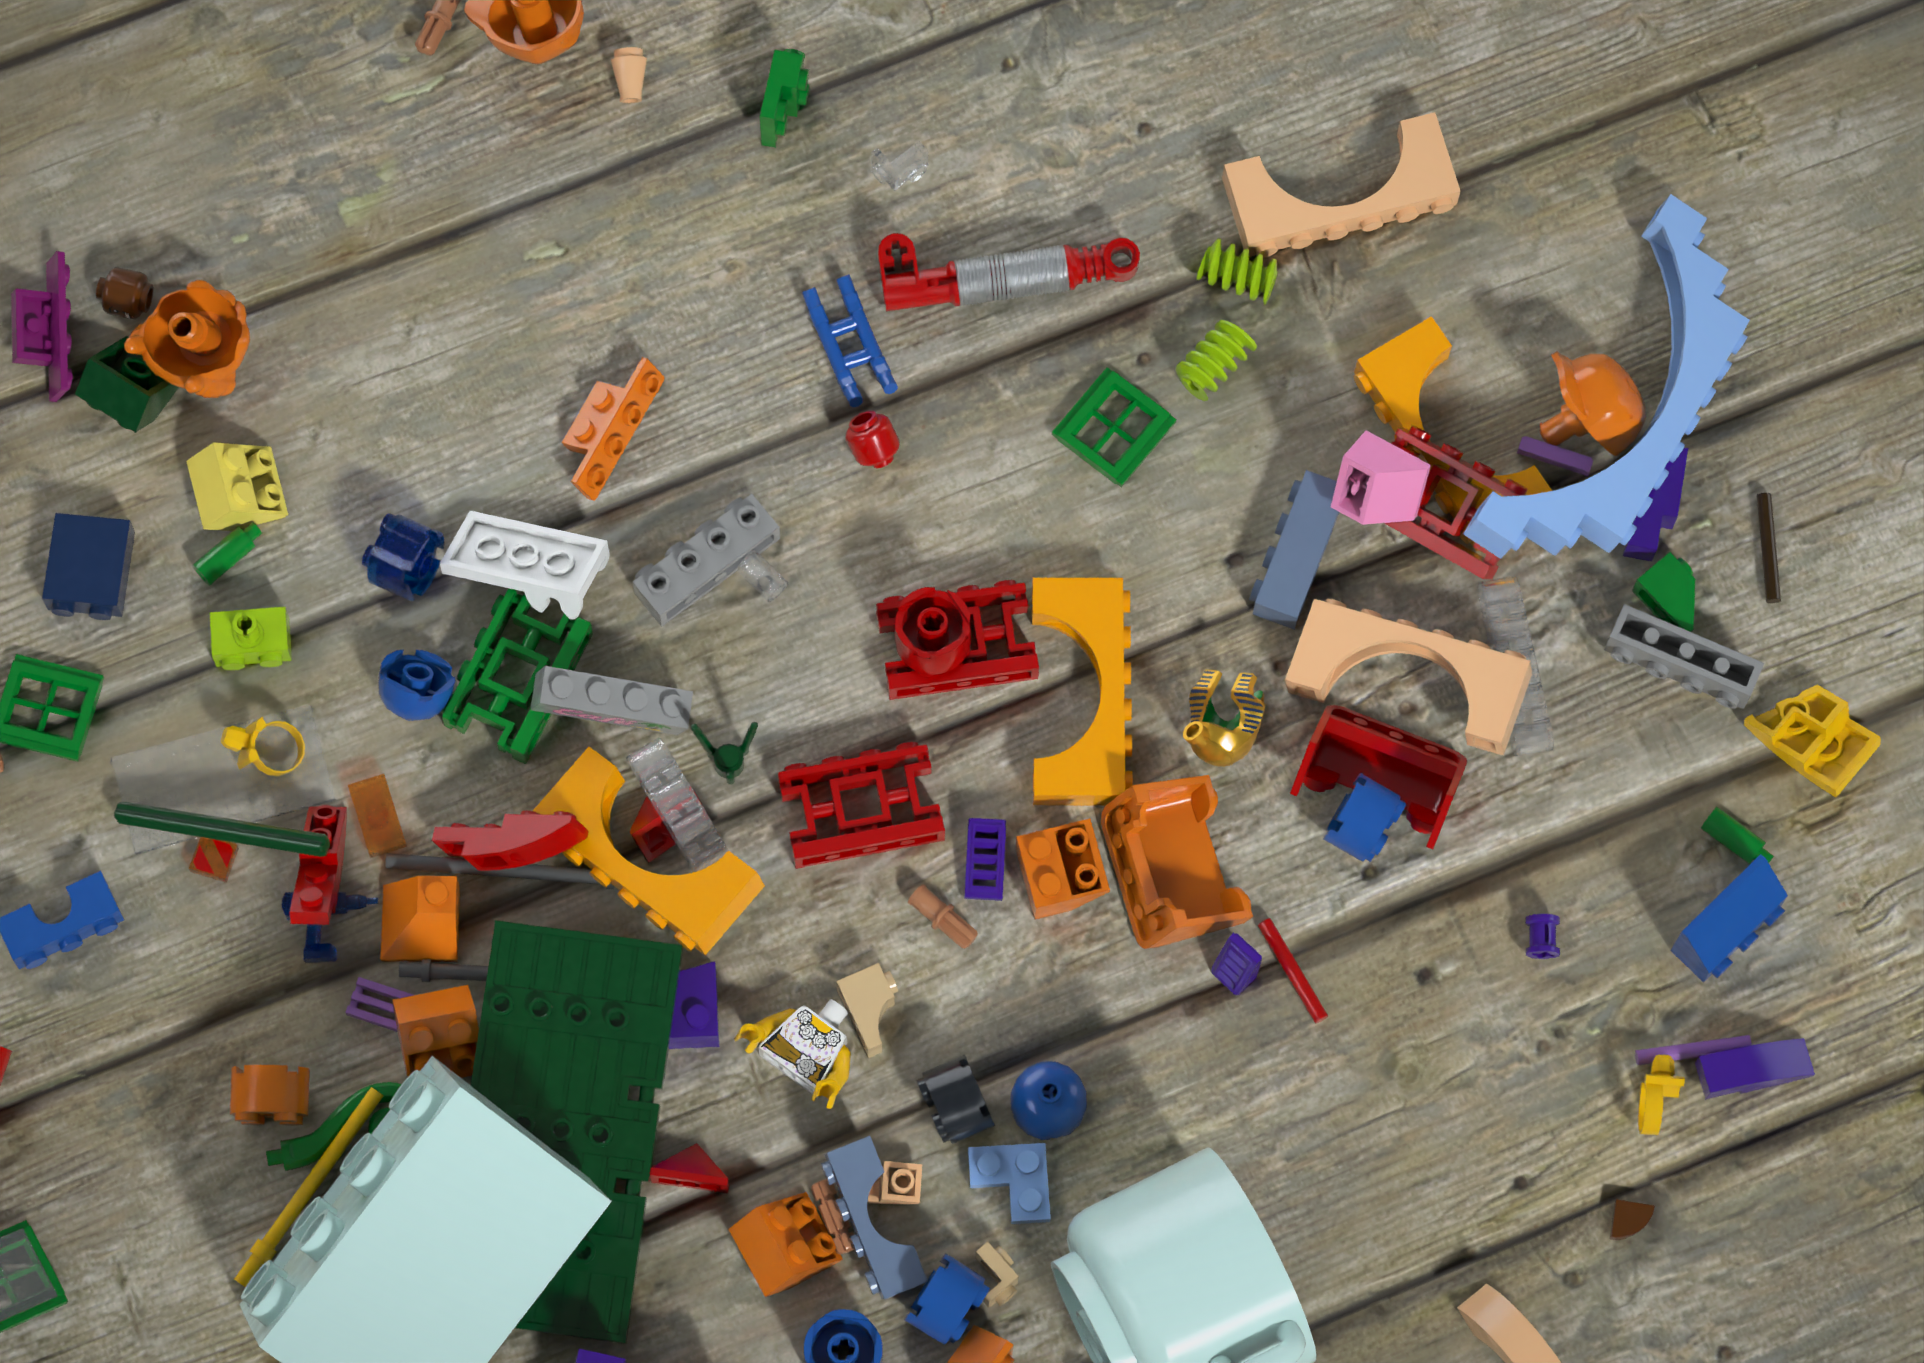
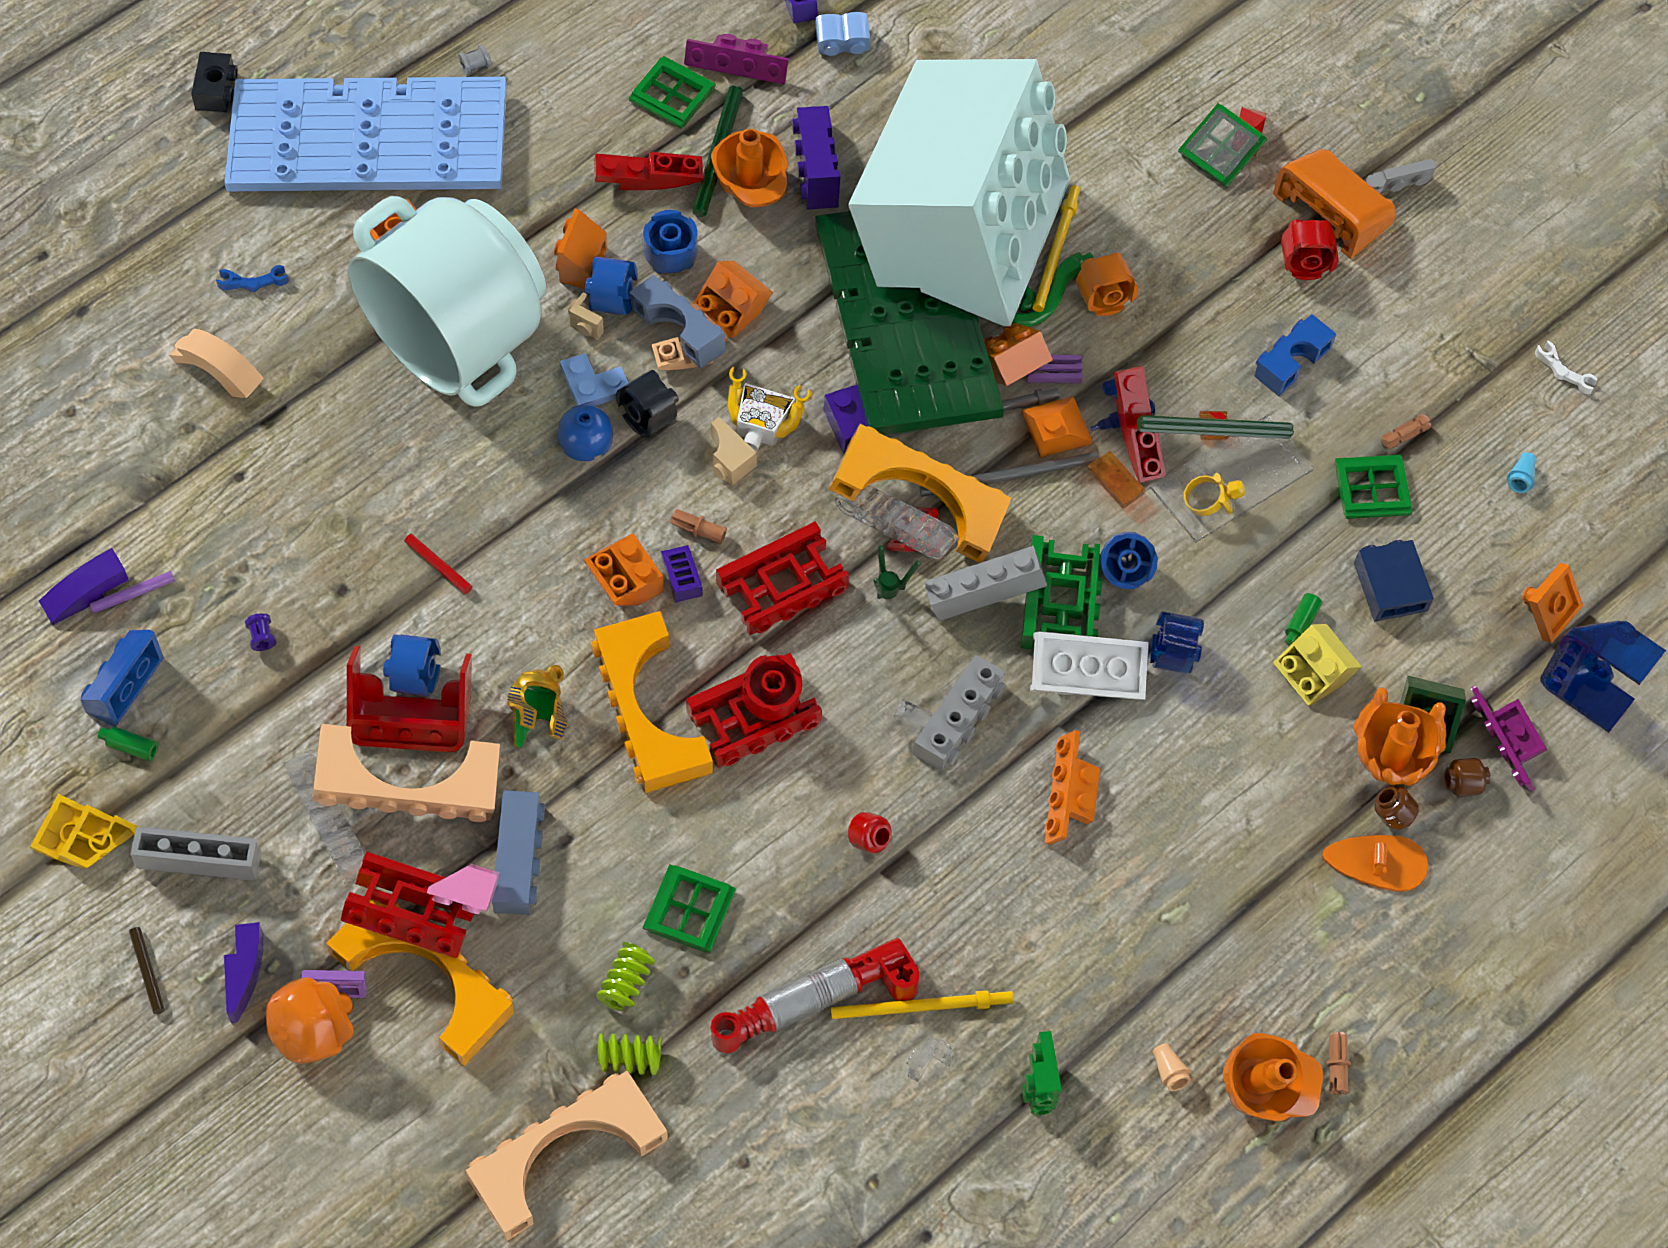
camera: 160 degrees right, 10 degrees down
(232, 273) = (1396, 807): none -> reddish brown head
(250, 637) = (1257, 565): lime brick -> none
(276, 236) = (1379, 861): none -> orange shield
(517, 843) = (1017, 468): red slope -> none
(691, 1170) = (811, 323): red slope -> none
(813, 216) = (980, 999): none -> yellow bar
(856, 321) = (913, 892): blue piece -> none
(1169, 862) = (541, 599): orange windscreen -> none
(1236, 964) = (477, 546): dark purple slope -> none
(1629, 1218) = (155, 471): reddish brown tile -> none
(1656, 1085) = (154, 552): yellow piece -> none
(1669, 591) = (218, 904): green slope -> none
(1701, 341) = (232, 1096): light blue arch -> none

